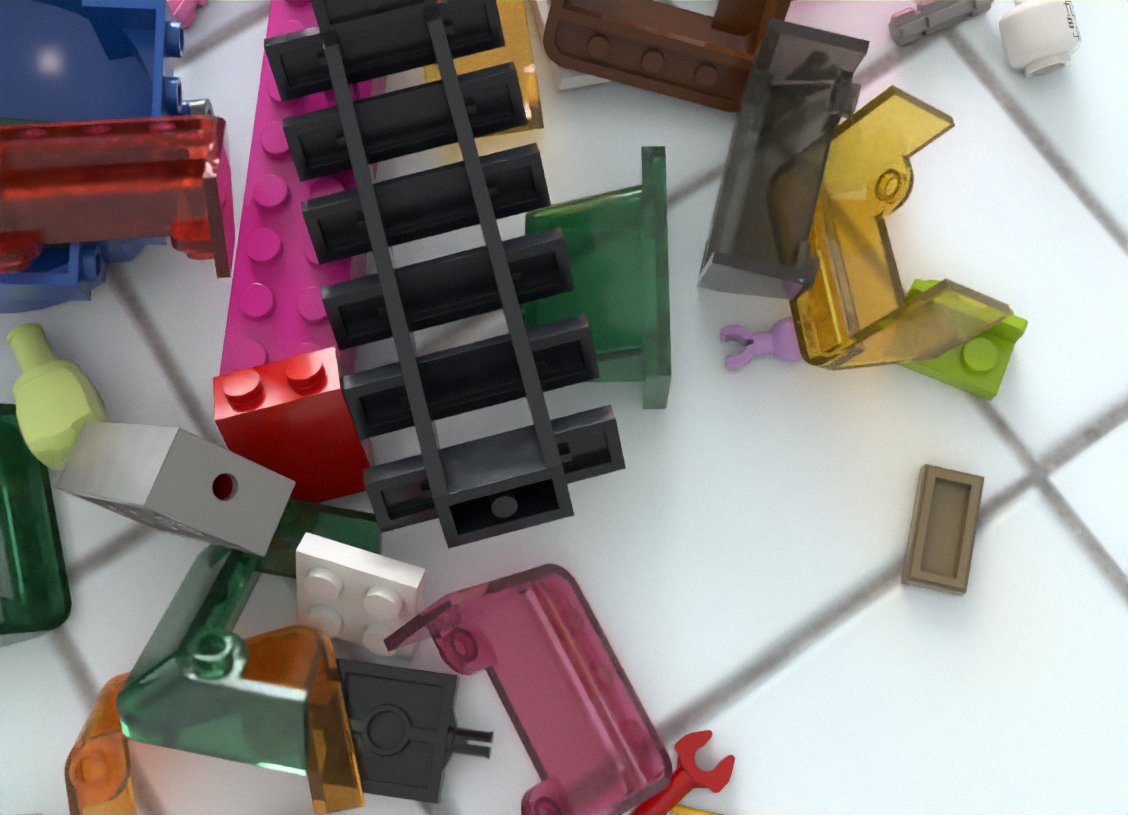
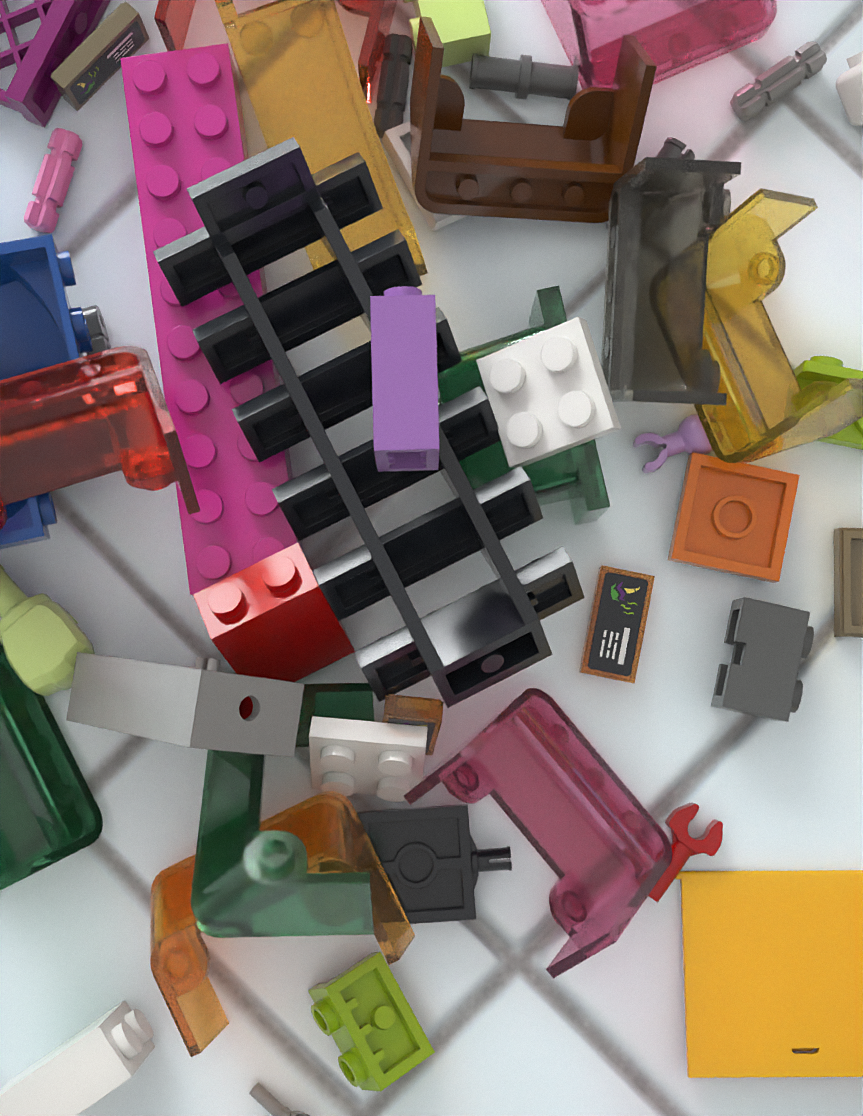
camera: 20 degrees left, 10 degrees up
(419, 551) = (415, 711): none -> clear orange tile
(467, 185) = (404, 380): none -> medium lavender brick
(630, 248) = (548, 393): none -> white plate
(663, 518) = (616, 624): none -> tile
(810, 603) = (764, 660): none -> dark grey brick
(811, 431) = (733, 517): none -> orange plate

